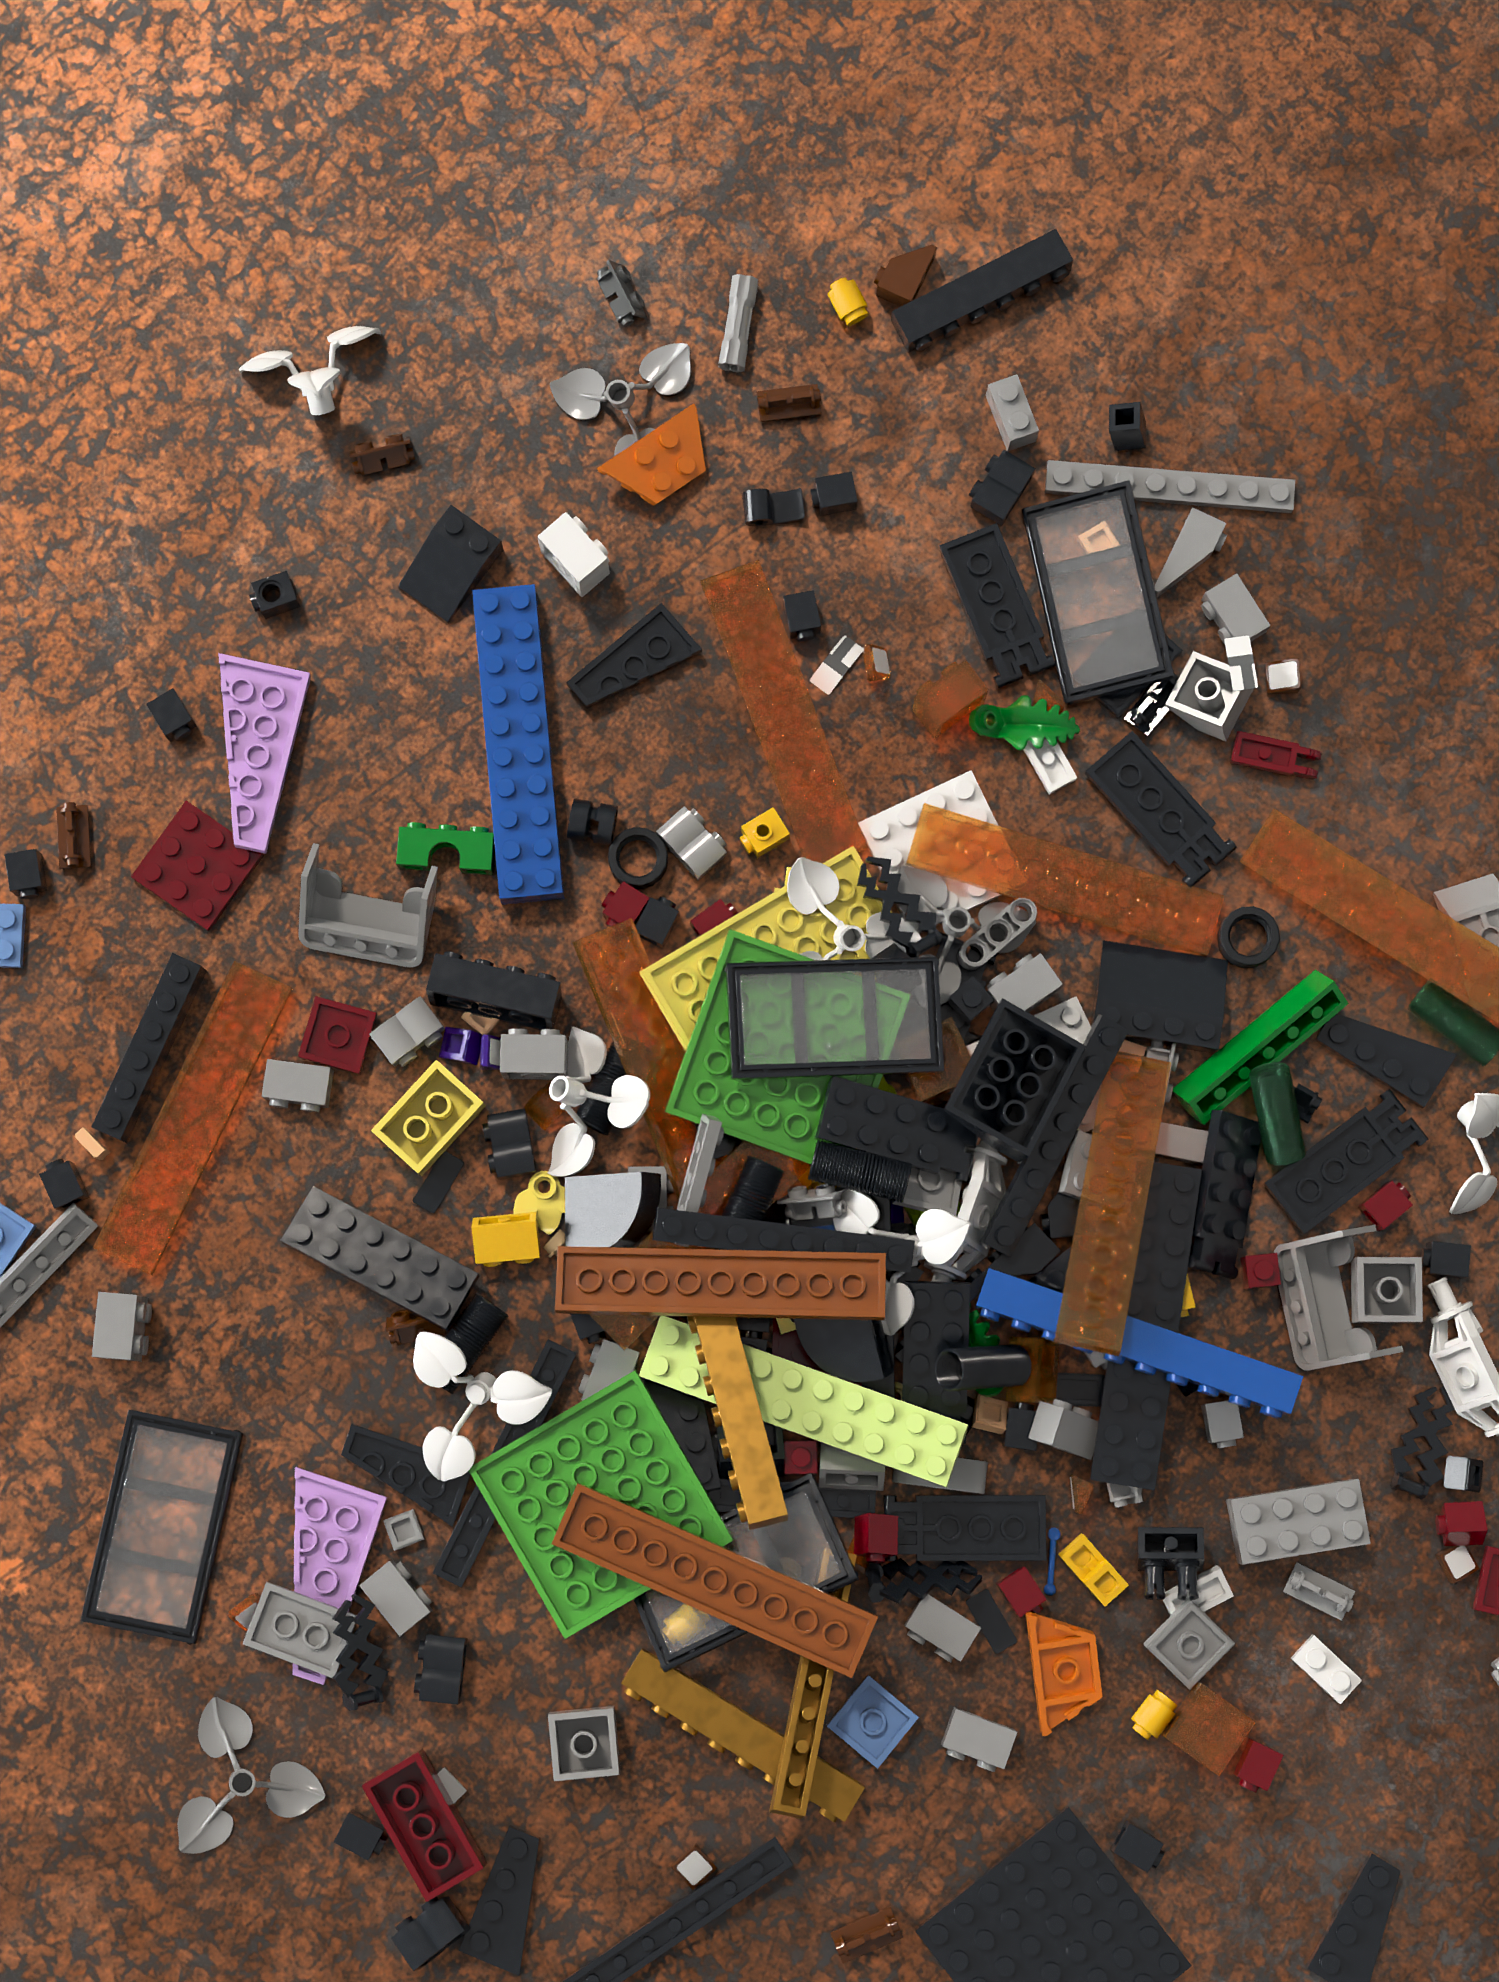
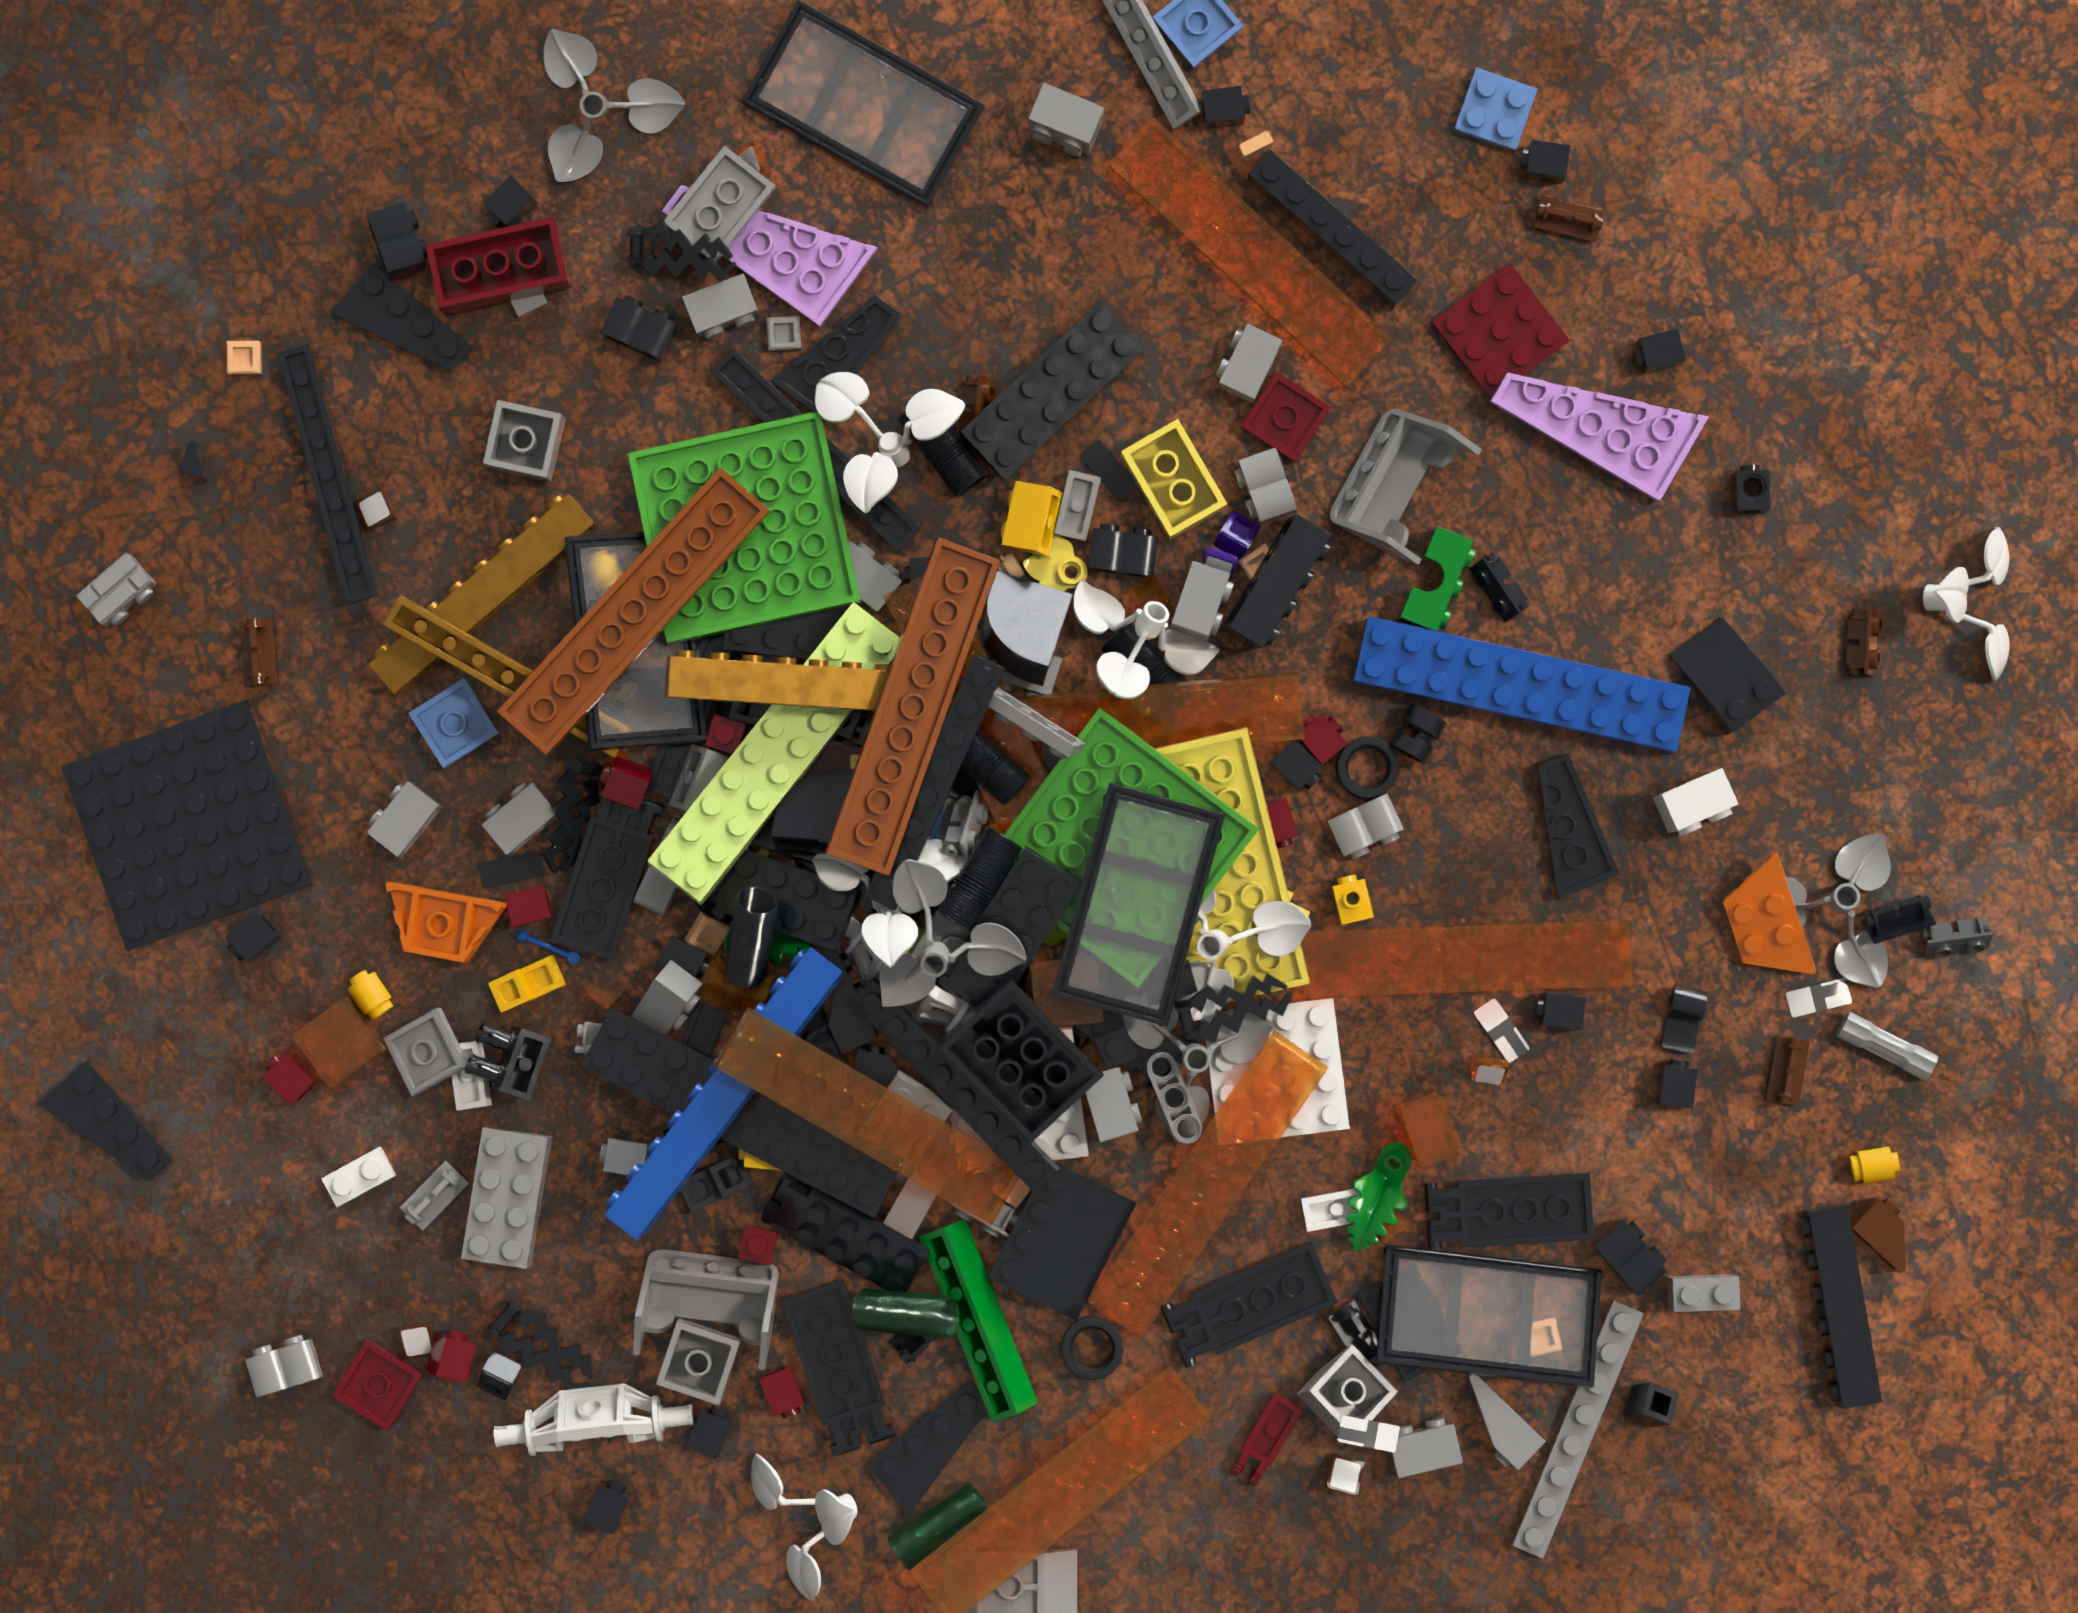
camera: 115 degrees right, 5 degrees up
(444, 782) = (1489, 576): none -> black hinge
(480, 1200) = (1077, 506): none -> light grey plate
(623, 346) = (1892, 923): none -> black hinge
(714, 396) = (1818, 997): none -> white sticker
(924, 1139) = (990, 952): none -> light grey plant
(1216, 1329) = (714, 1183): none -> black slope

